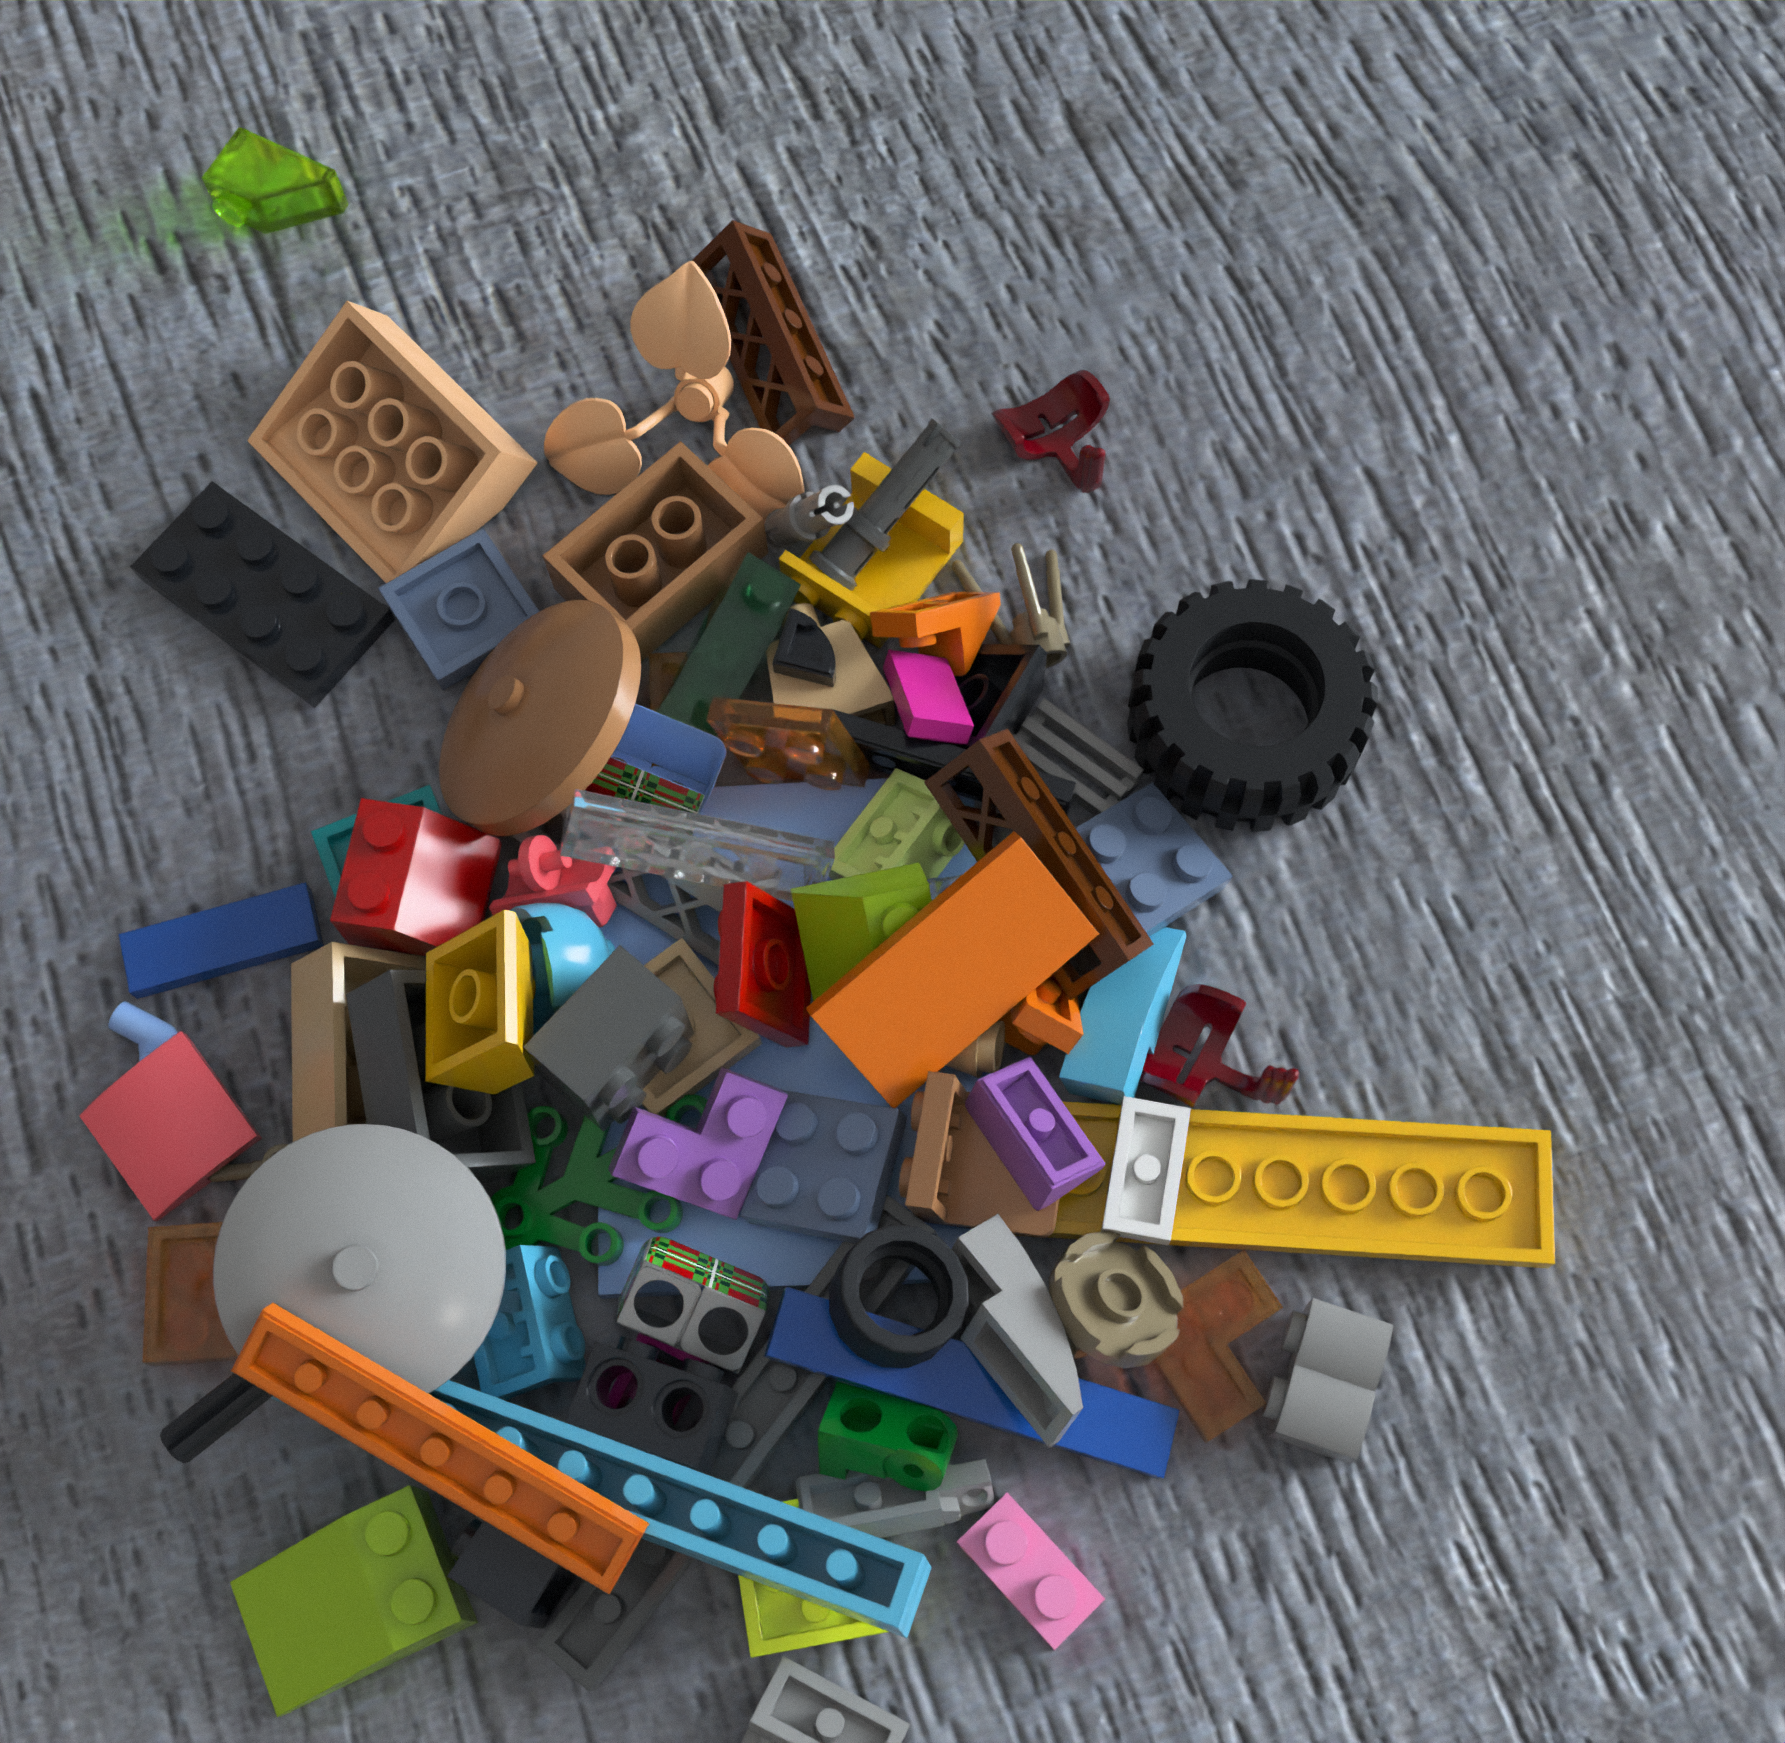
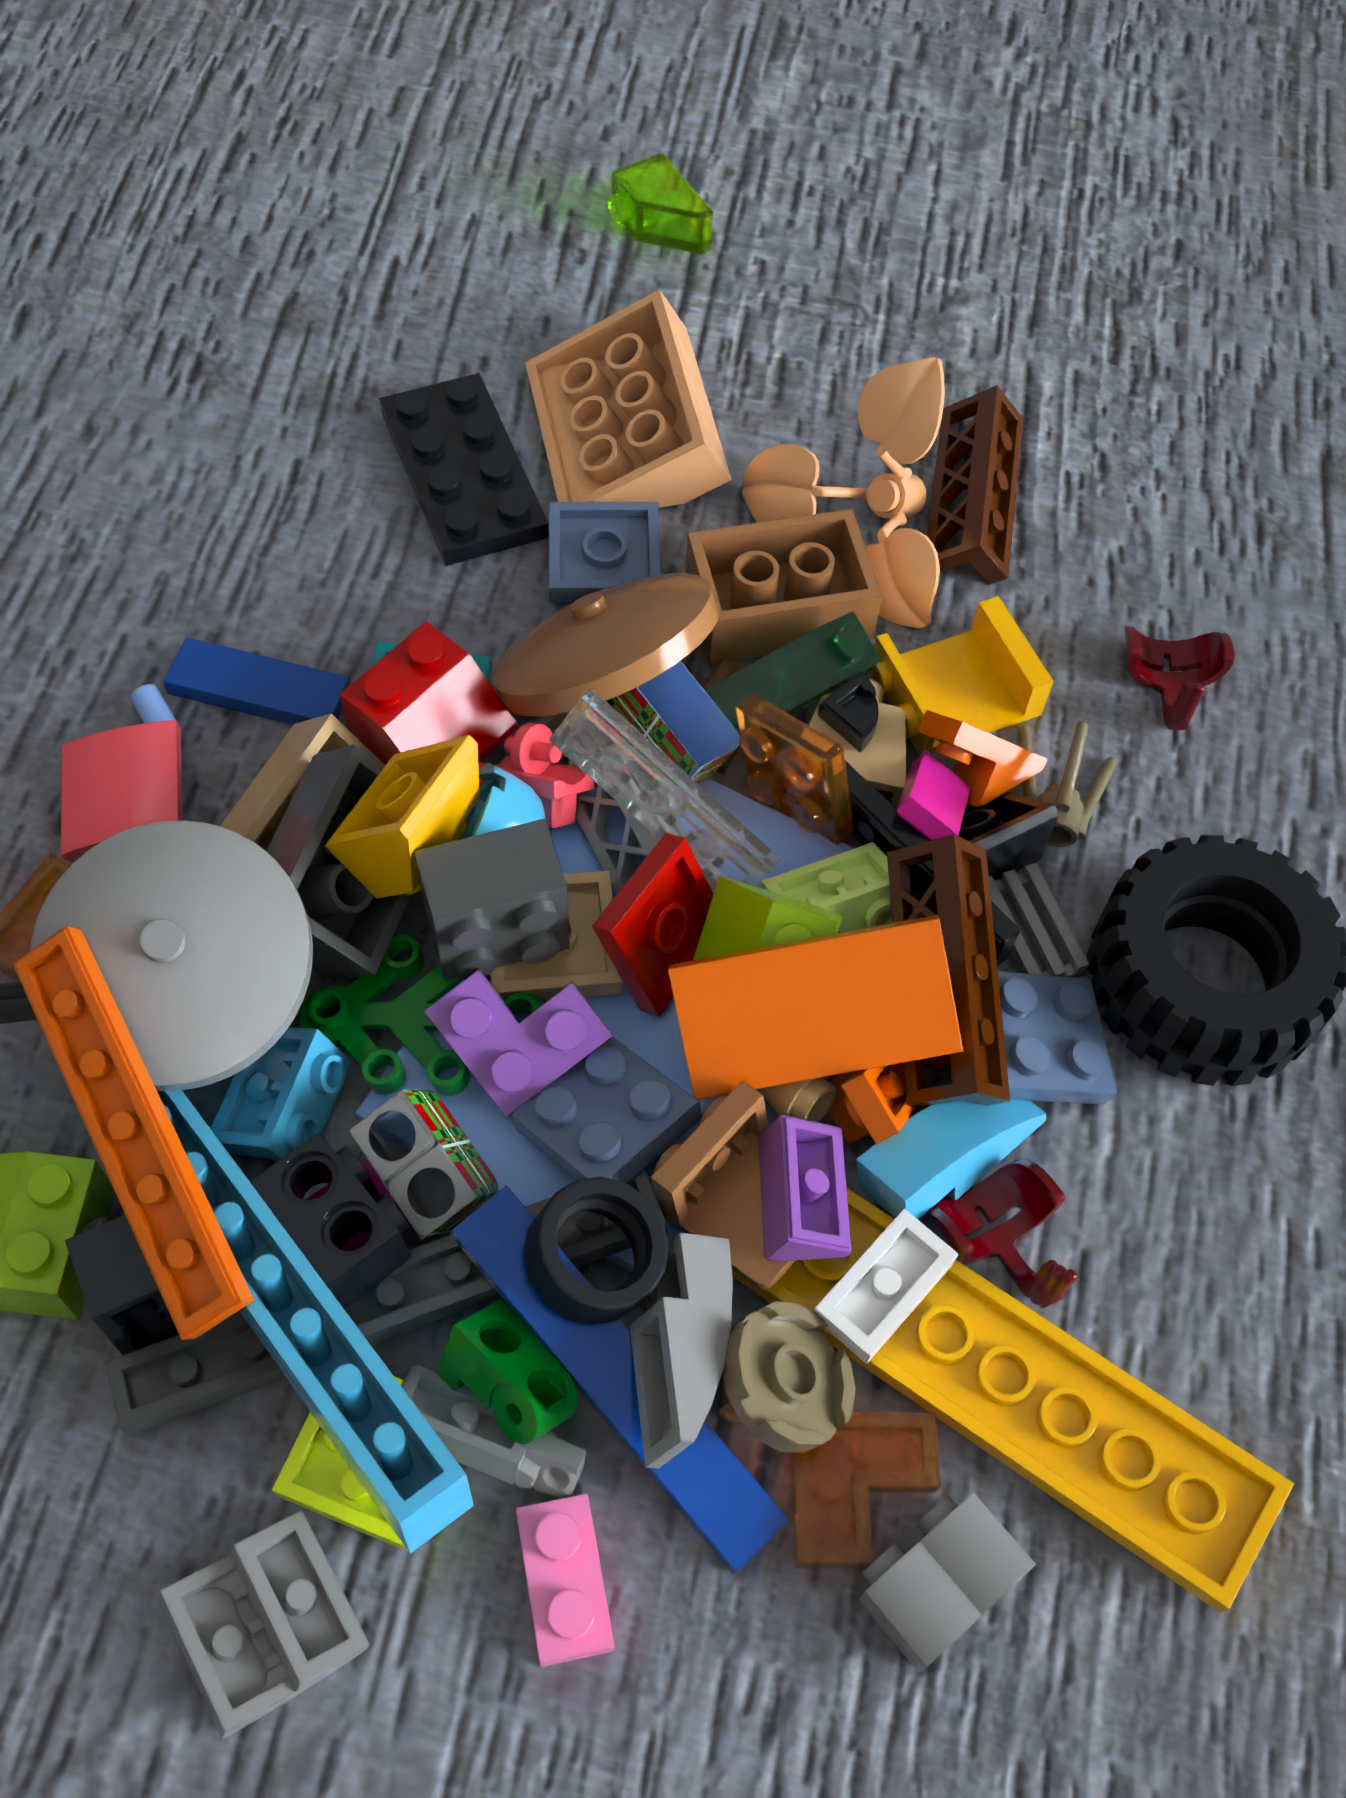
camera: 25 degrees right, 10 degrees down
(809, 516) = (923, 617): light grey pin -> none
(869, 526) = (965, 651): dark grey pin -> none

